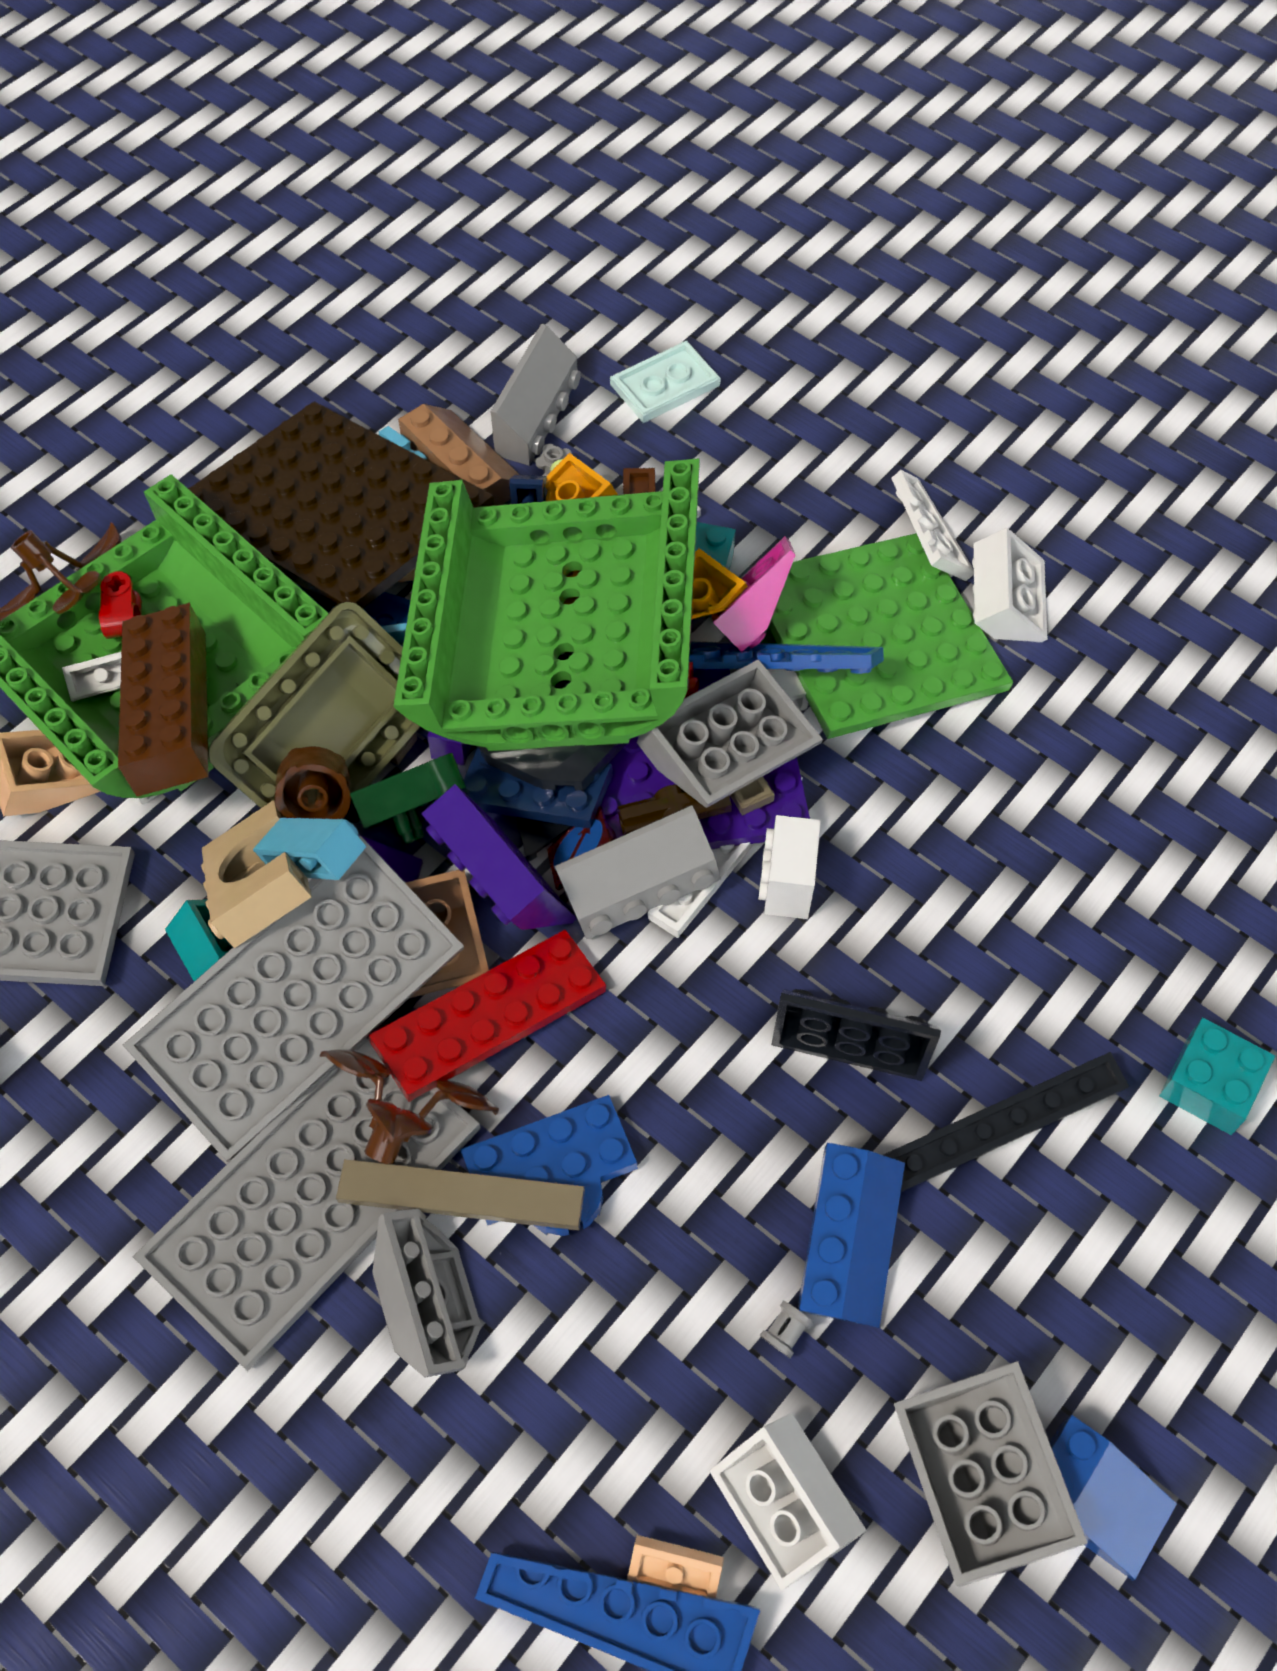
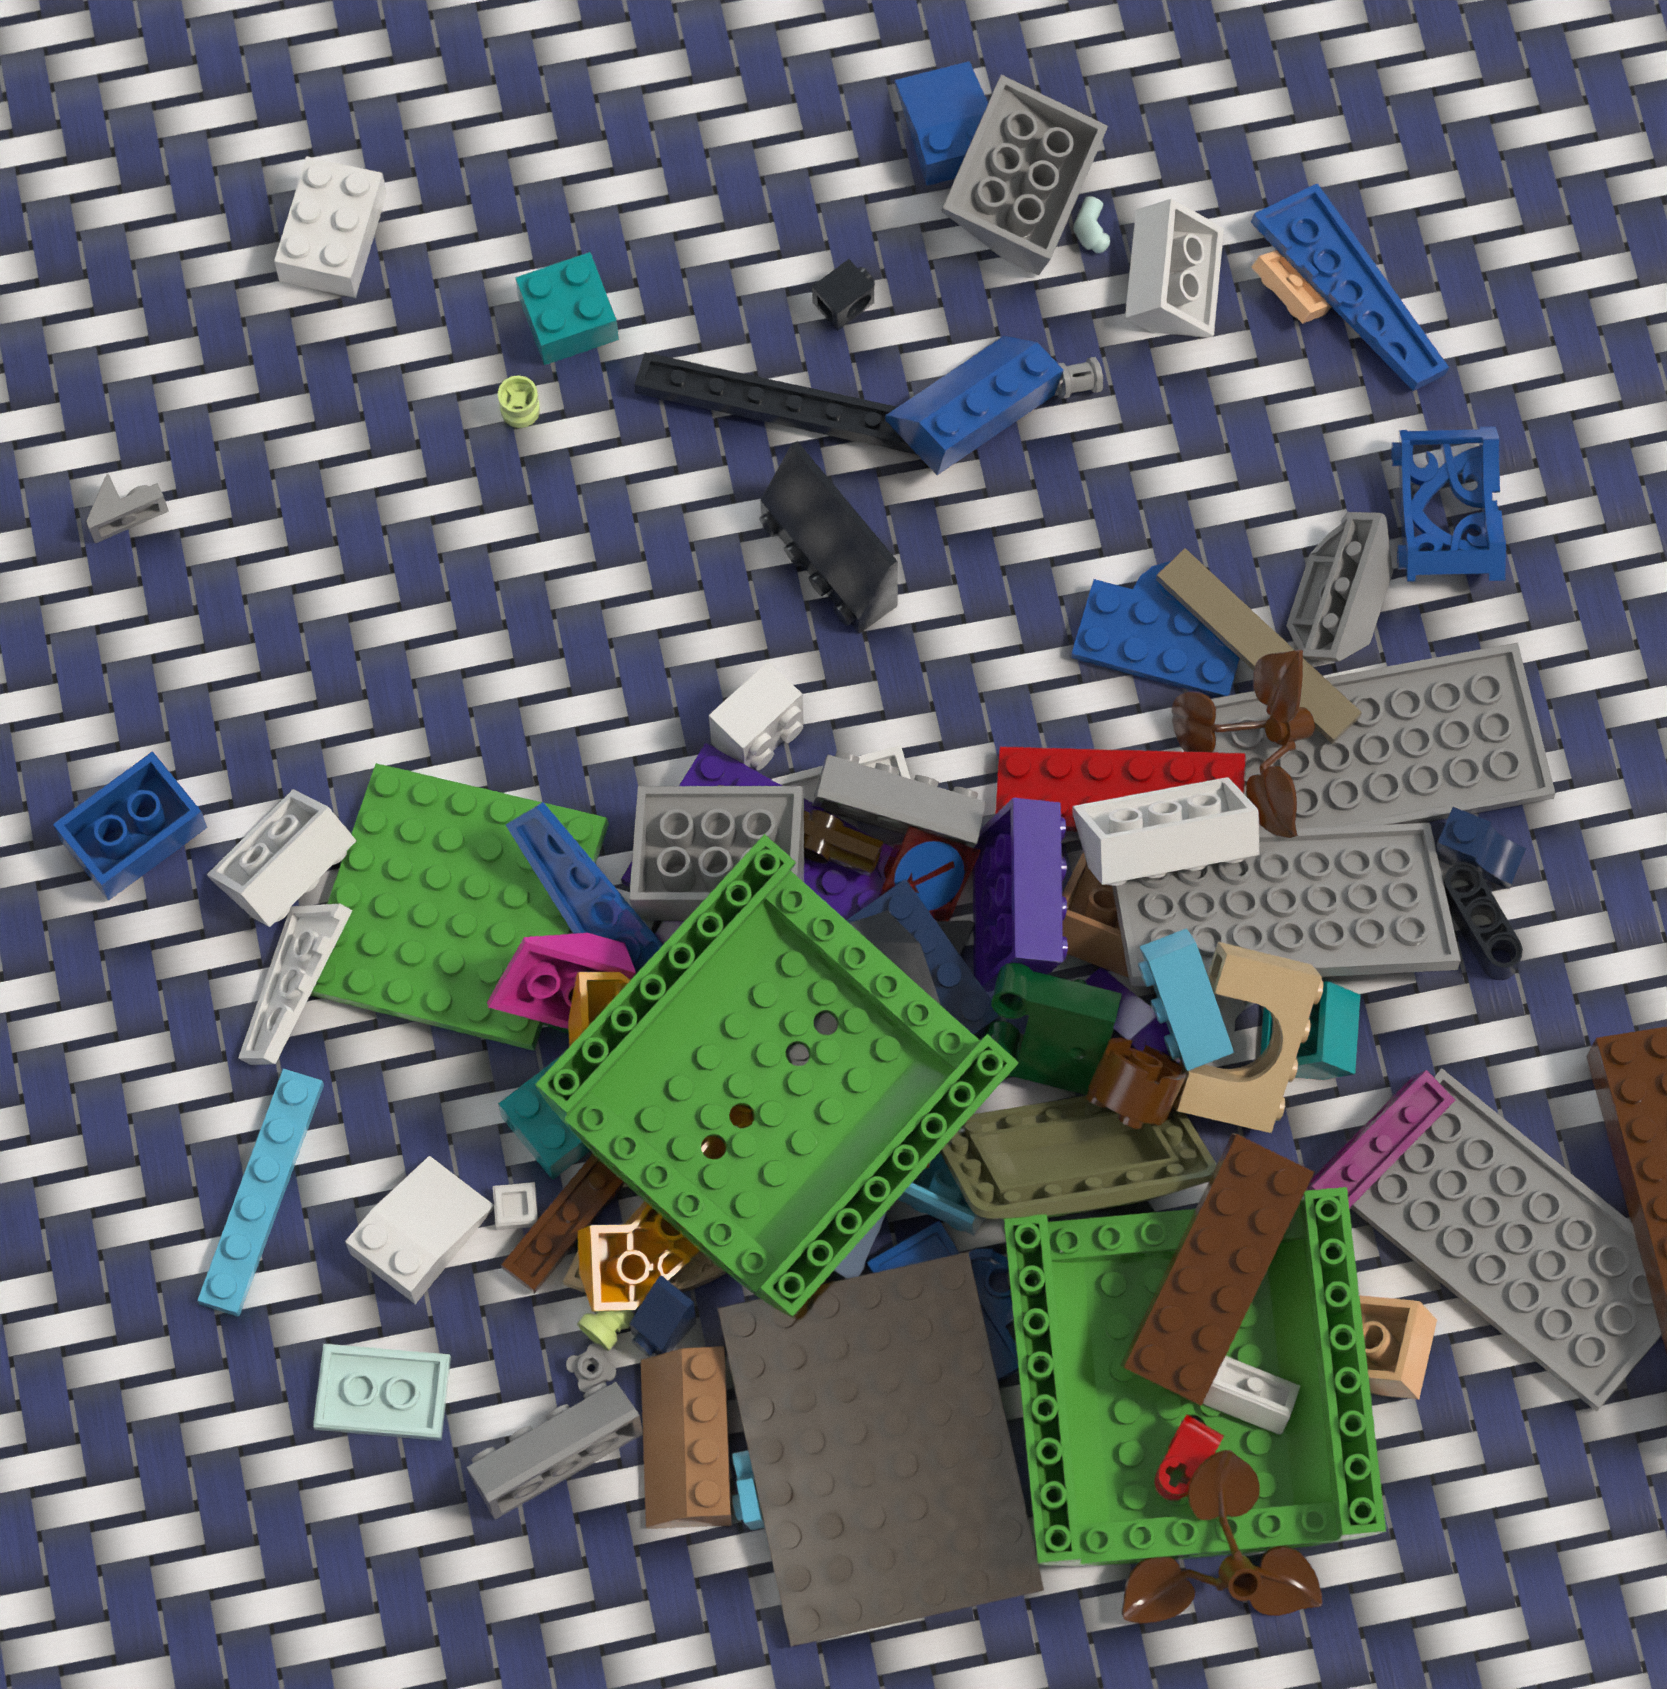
camera: 140 degrees left, 10 degrees up
(115, 892) = (1384, 1137): none -> magenta fence
(126, 1097) = (1482, 940): none -> black beam
(174, 1168) = (1476, 842): none -> dark blue arch
(326, 1429) = (1481, 463): none -> blue fence
(418, 969) = (1167, 831): none -> white slope
(727, 456) = (418, 1228): none -> white slope
(834, 429) = (260, 1192): none -> medium azure plate
(895, 1486) = (1087, 227): none -> light aqua arm
(1032, 1256) = (844, 293): none -> black brick
(1115, 539) = (130, 825): none -> blue brick
(1175, 981) = (518, 392): none -> yellowish green wheel

